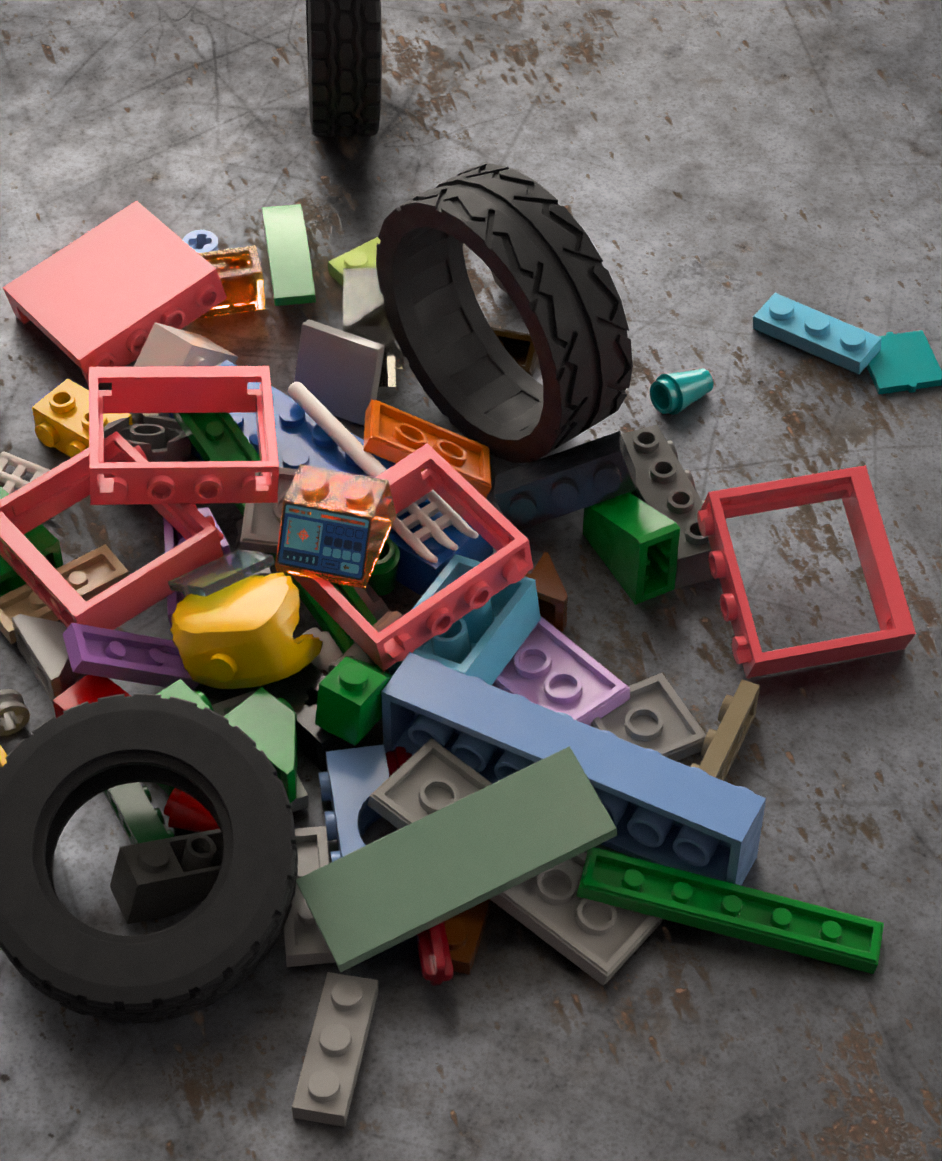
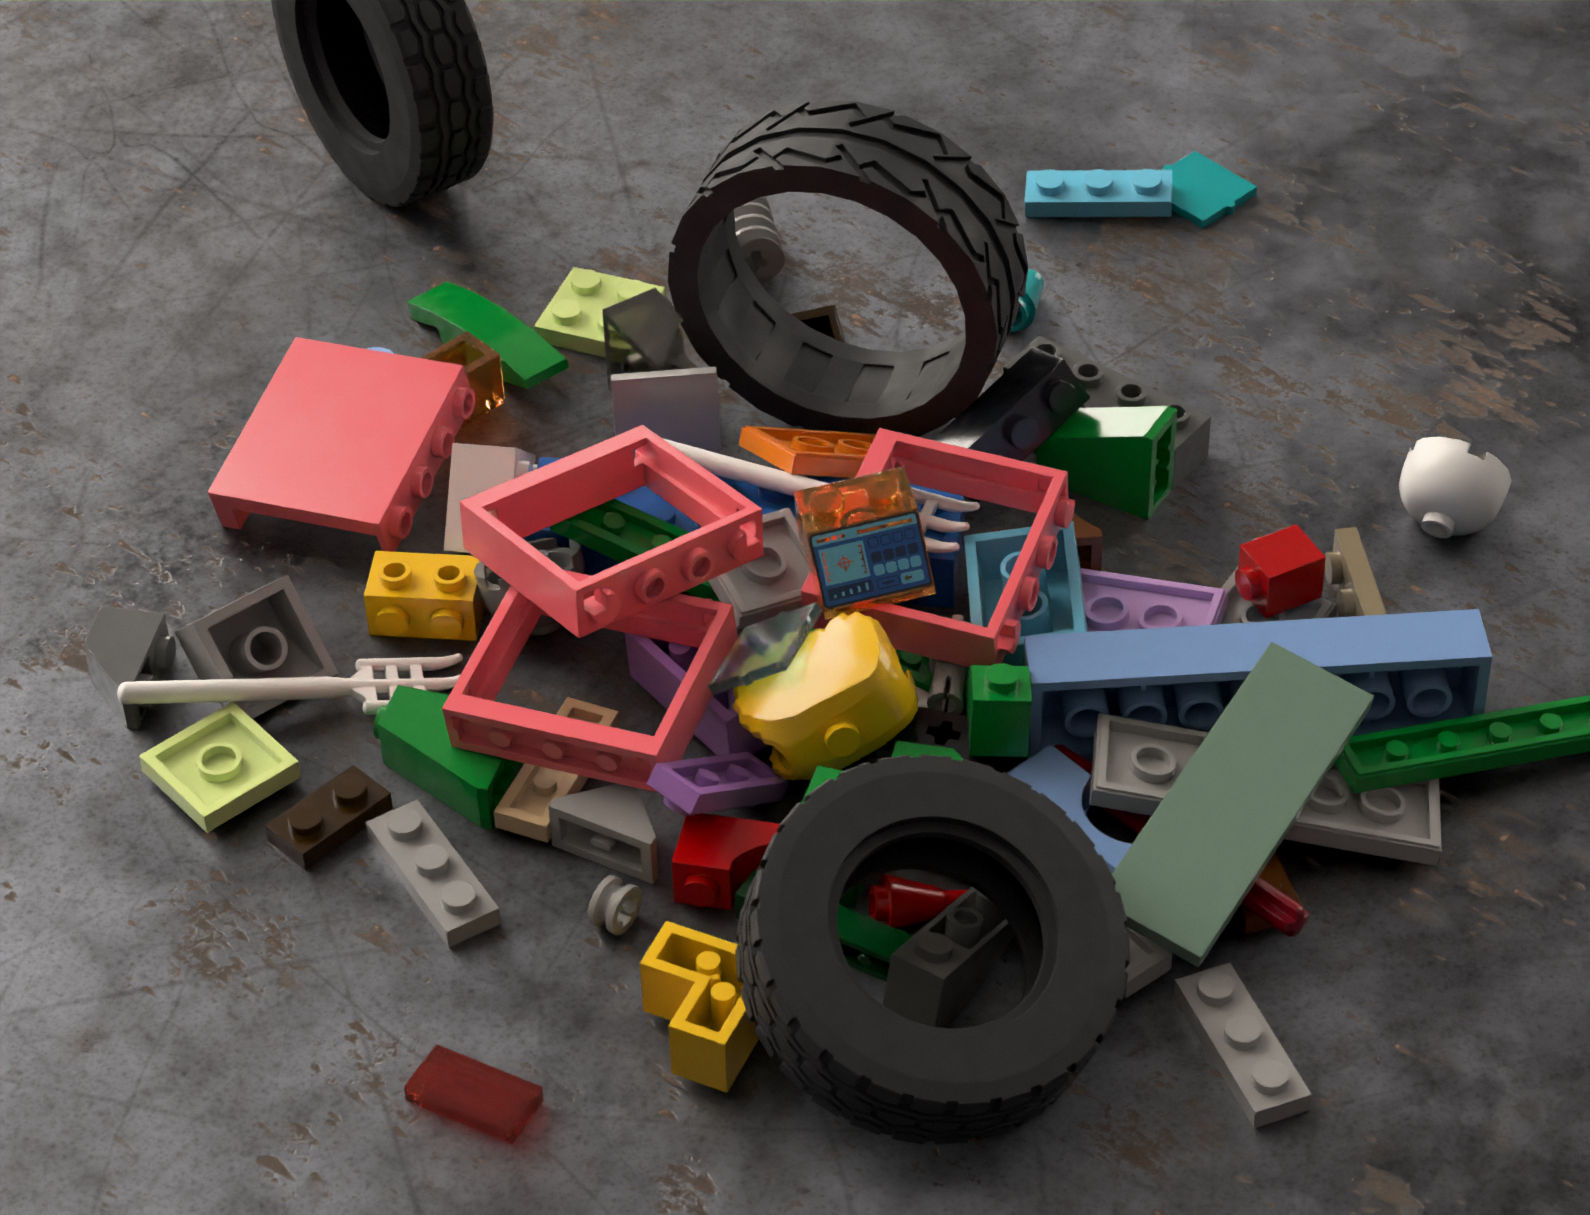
camera: 30 degrees left, 5 degrees down
(672, 692) = (1280, 571): none -> red brick
(866, 691) = (1451, 488): none -> white cylinder
(873, 550) = (1351, 357): coral window -> none

